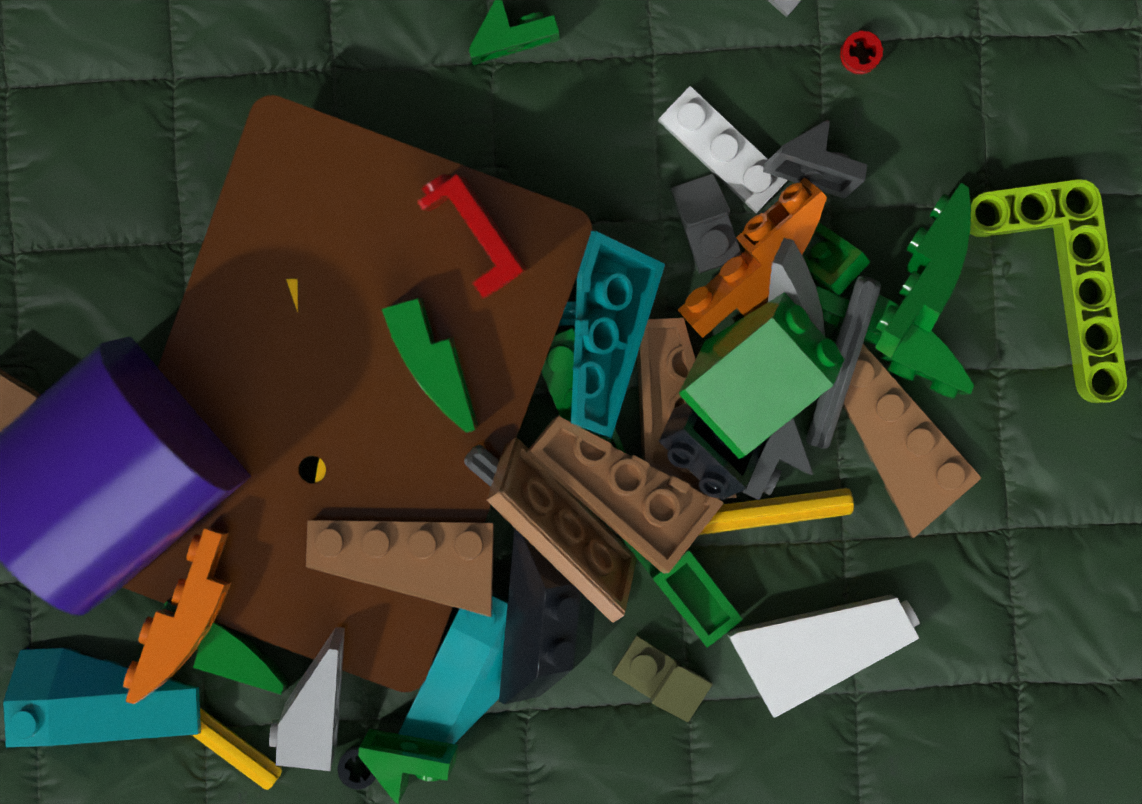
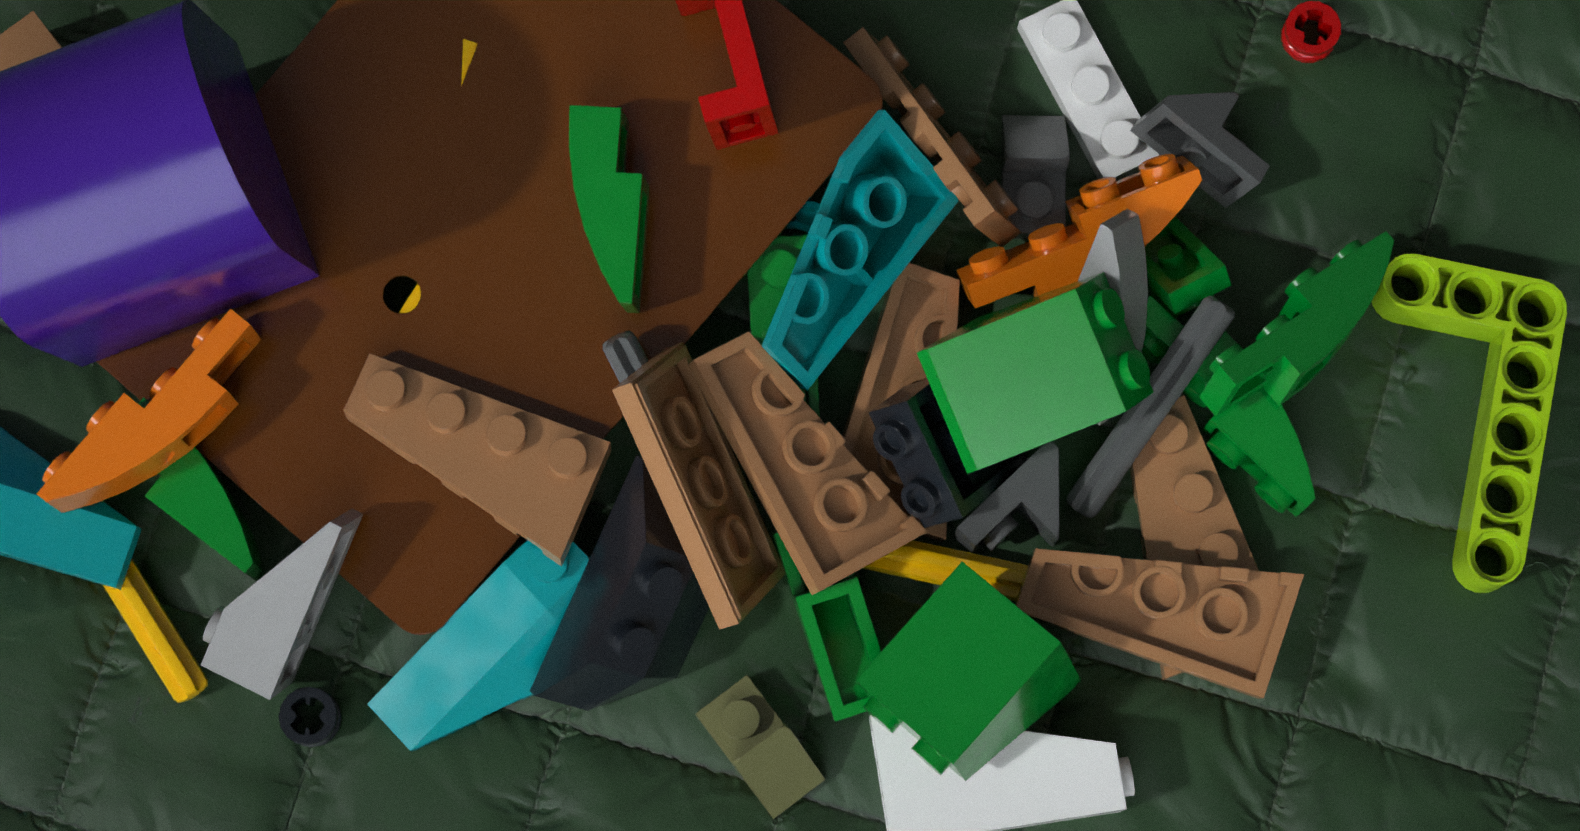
camera: 15 degrees right, 10 degrees down
(396, 756) = (363, 716): green slope -> none
(659, 250) = (985, 205): none -> medium nougat wing
(784, 594) = (966, 675): none -> green slope
(912, 496) = (1183, 616): none -> medium nougat wing

